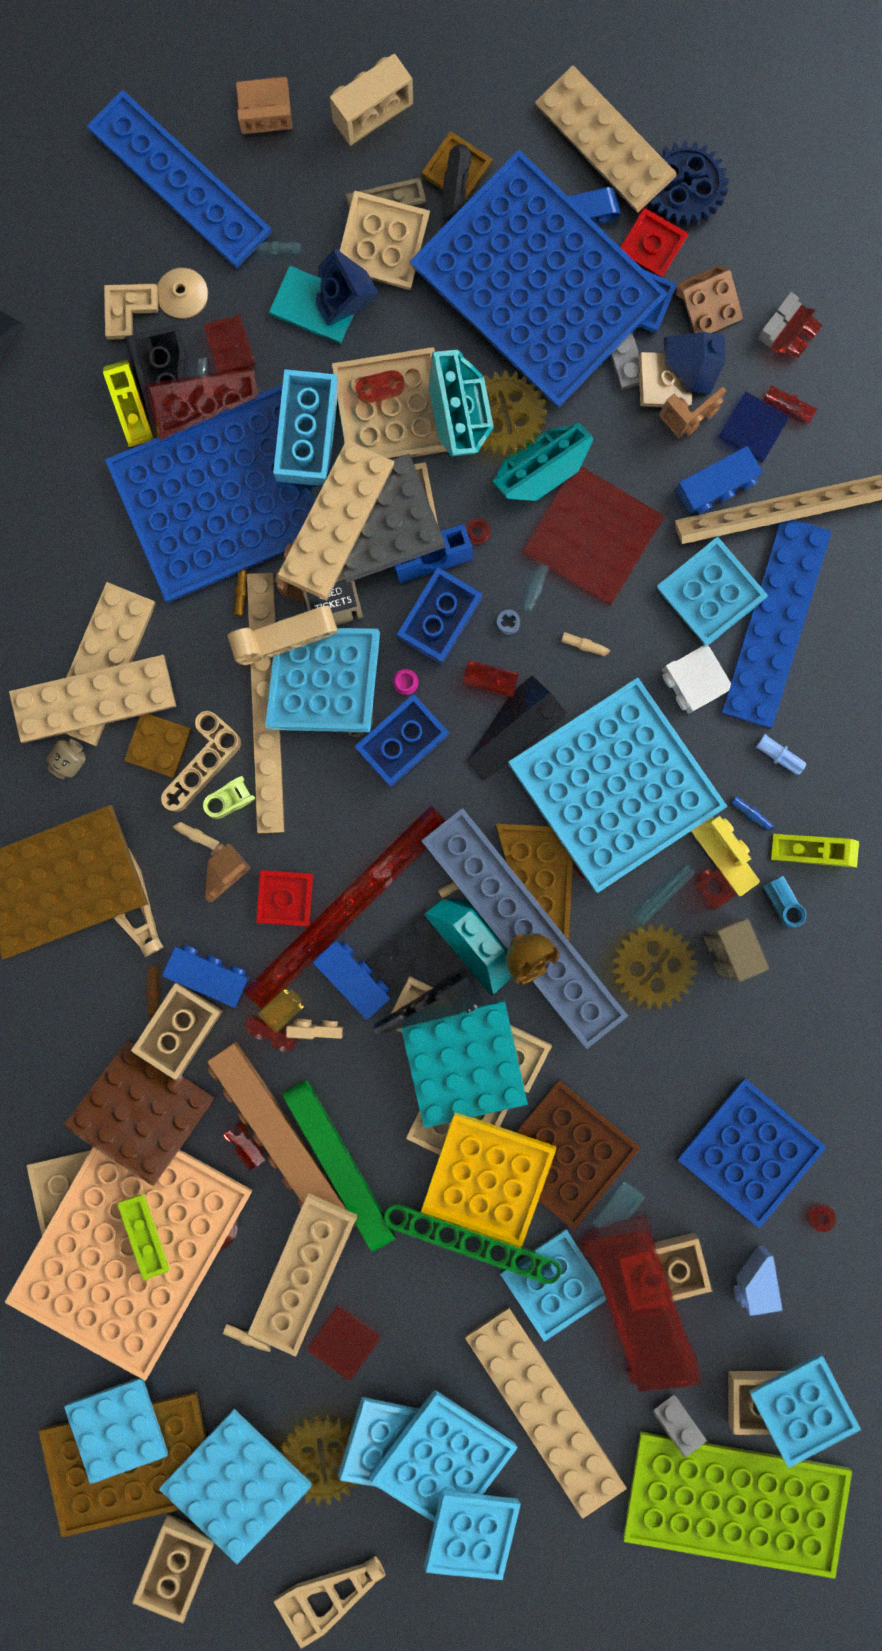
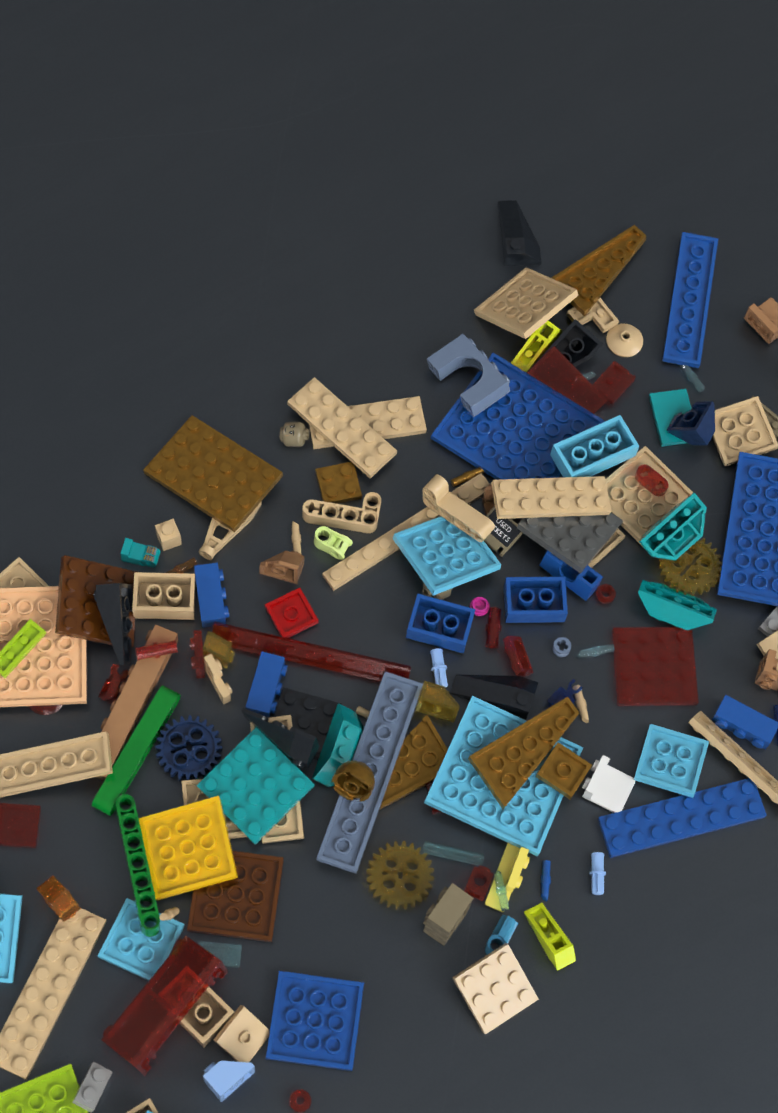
camera: 55 degrees right, 20 degrees down
(67, 378) = (526, 302): none -> tan plate
(76, 275) = (600, 267): none -> pearl gold wing
(85, 496) = (463, 353): none -> sand blue arch
(103, 980) = (168, 534): none -> tan brick
(106, 1025) = (139, 554): none -> teal leg
(164, 1102) = (114, 605): none -> black wedge
(241, 1081) = (171, 647): none -> clear red pin
(350, 1100) = (184, 731): none -> dark blue gear
(440, 683) = (493, 628): none -> clear red pin
(450, 775) = (439, 667): none -> light blue axle
(460, 1352) = (58, 898): none -> clear orange brick
(490, 804) = (437, 702): none -> clear yellow slope
(548, 1241) = (169, 914): none -> tan piece
(569, 663) = (560, 694): none -> clear blue plate
(608, 761) = (515, 756): none -> pearl gold wing
(655, 718) = (563, 770): none -> pearl gold plate
(723, 1240) = (242, 1035): none -> tan plate
(739, 871) = (501, 891): none -> clear light blue piece
(836, 945) = (495, 988): none -> plate

